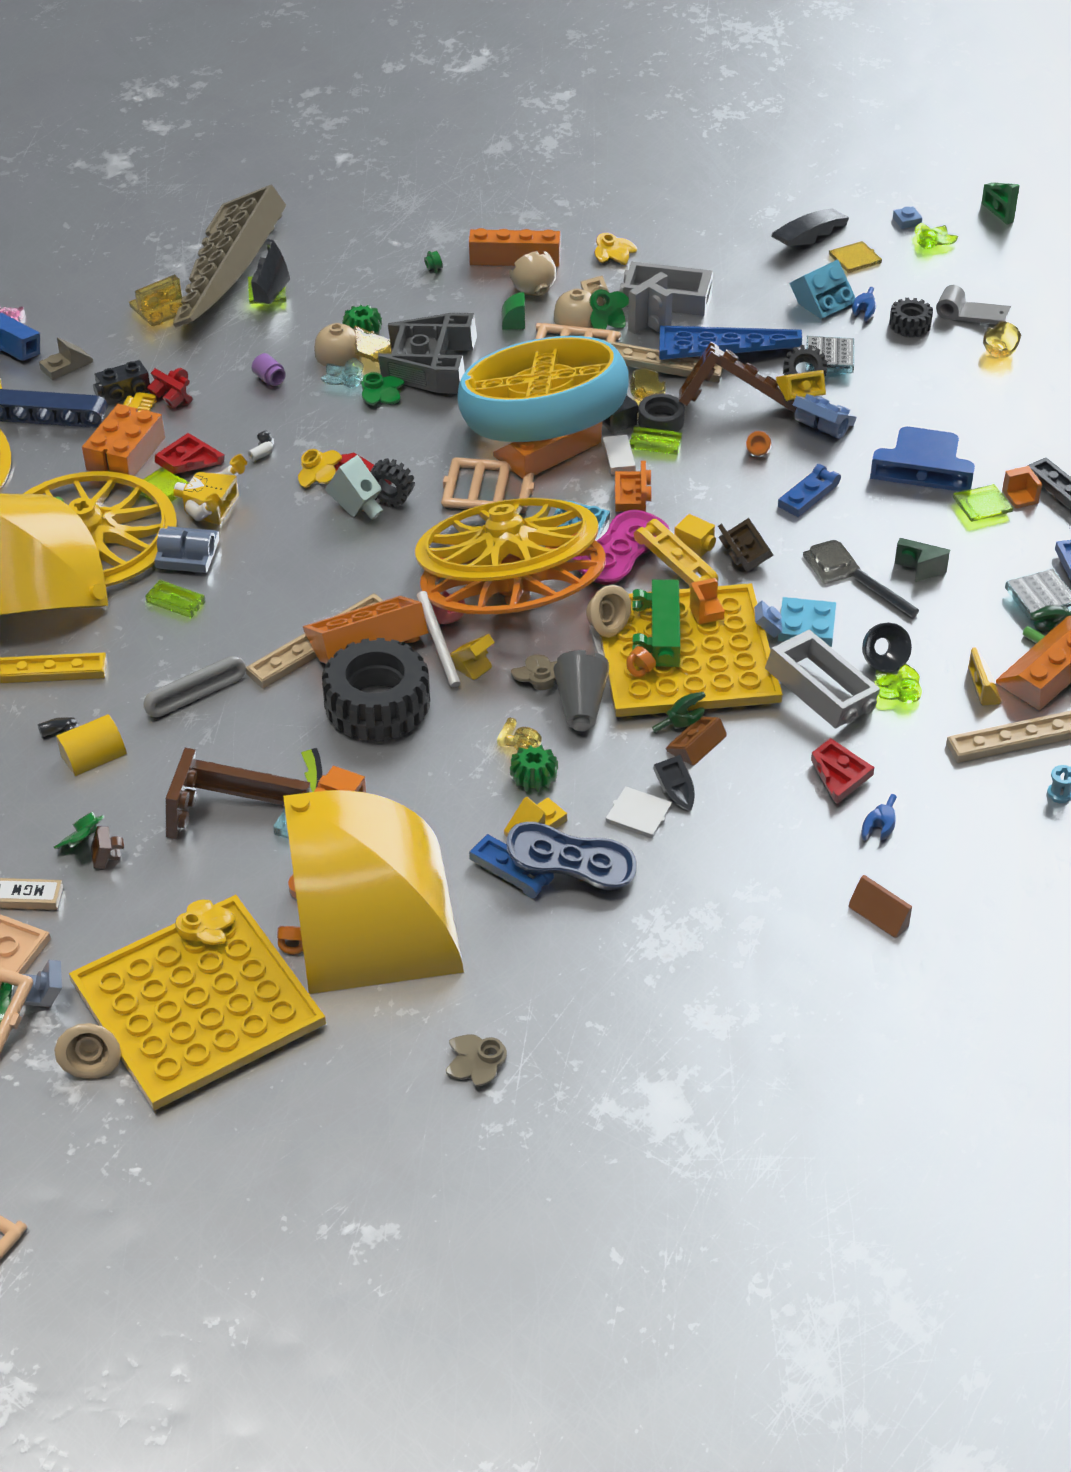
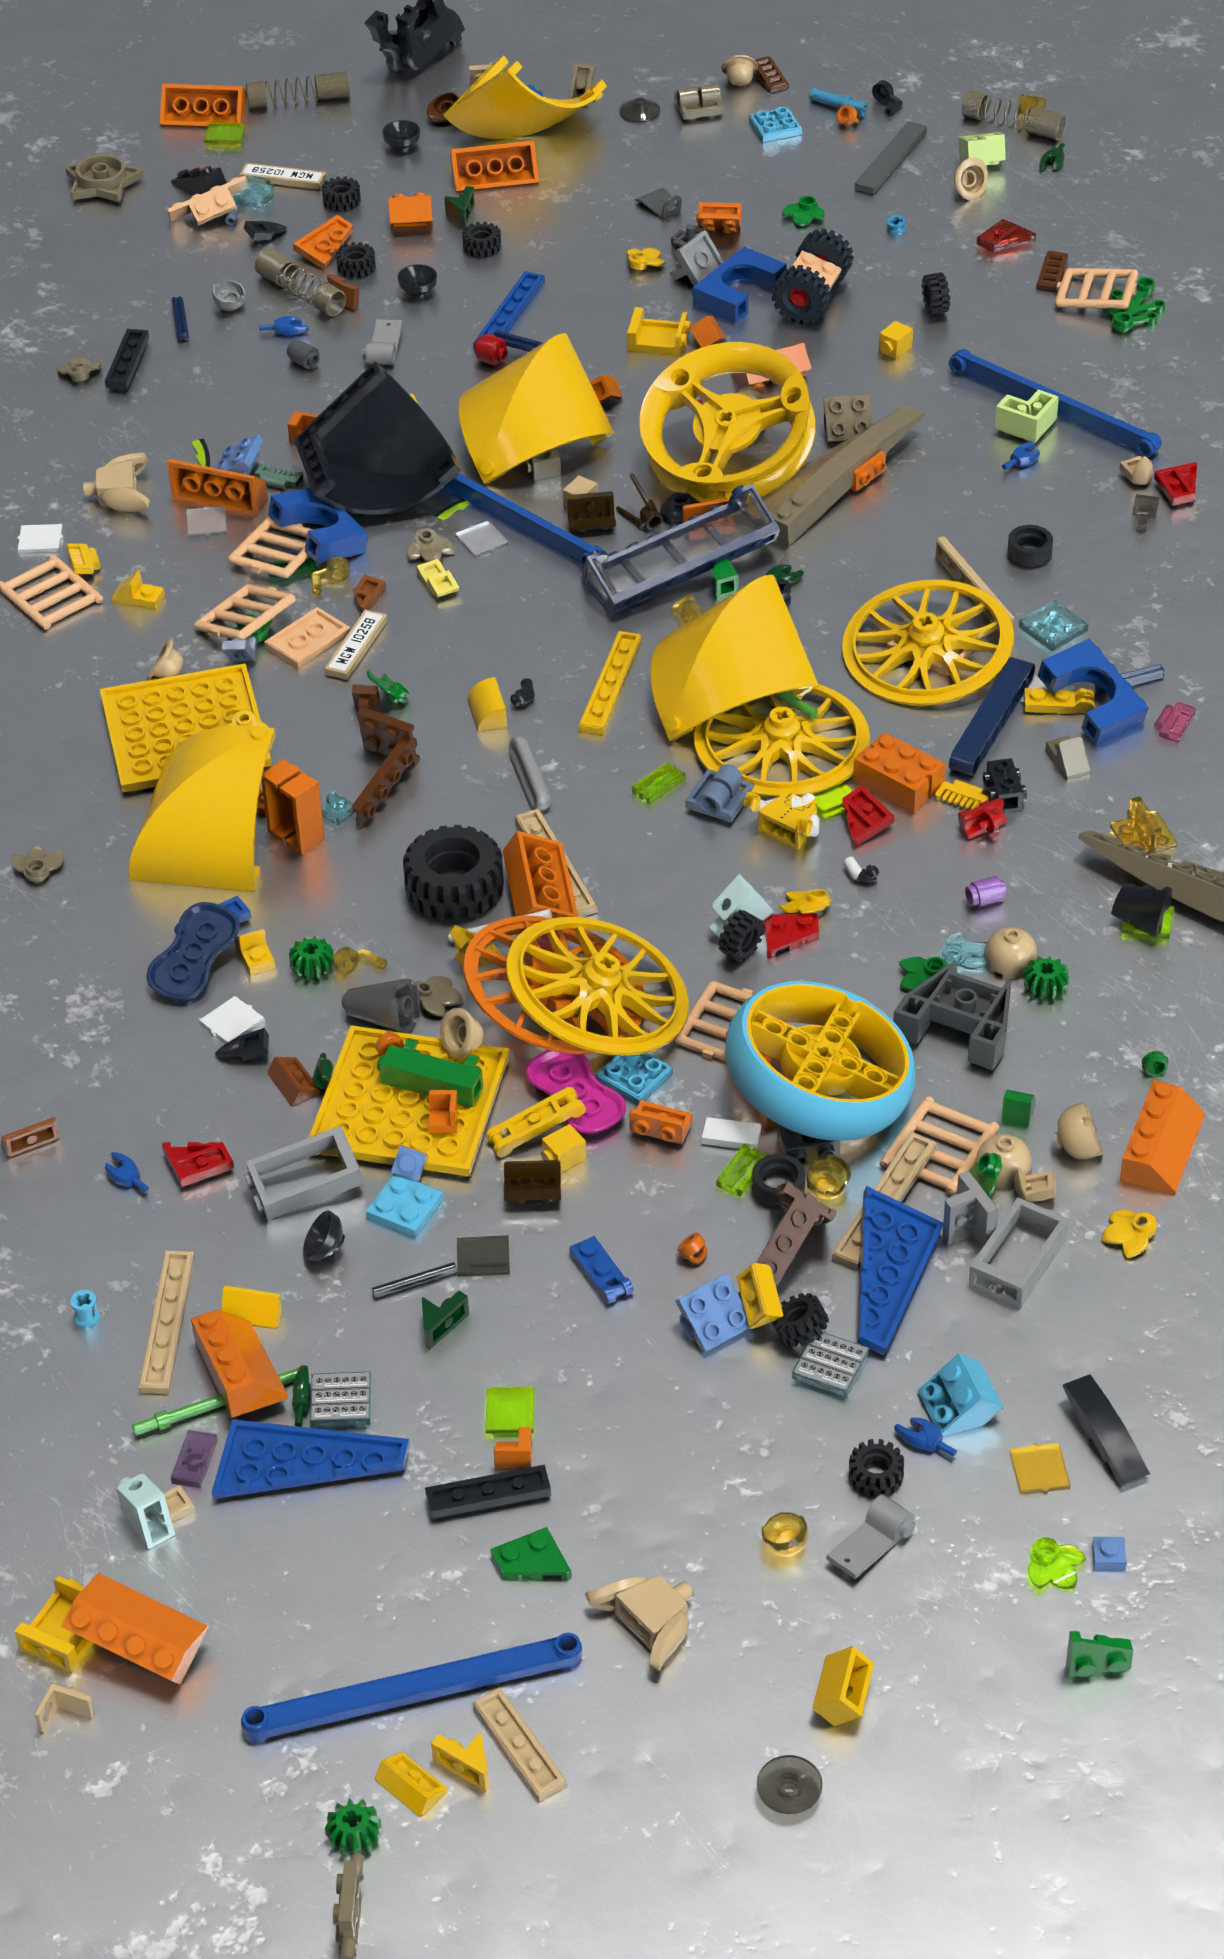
camera: 110 degrees right, 0 degrees up
(314, 766) = (392, 834): lime sticker -> none
(370, 344) = (997, 969): clear yellow piece -> none
(903, 686) = (280, 1243): clear neon green plate -> none
(925, 460) = (598, 1380): brick -> none

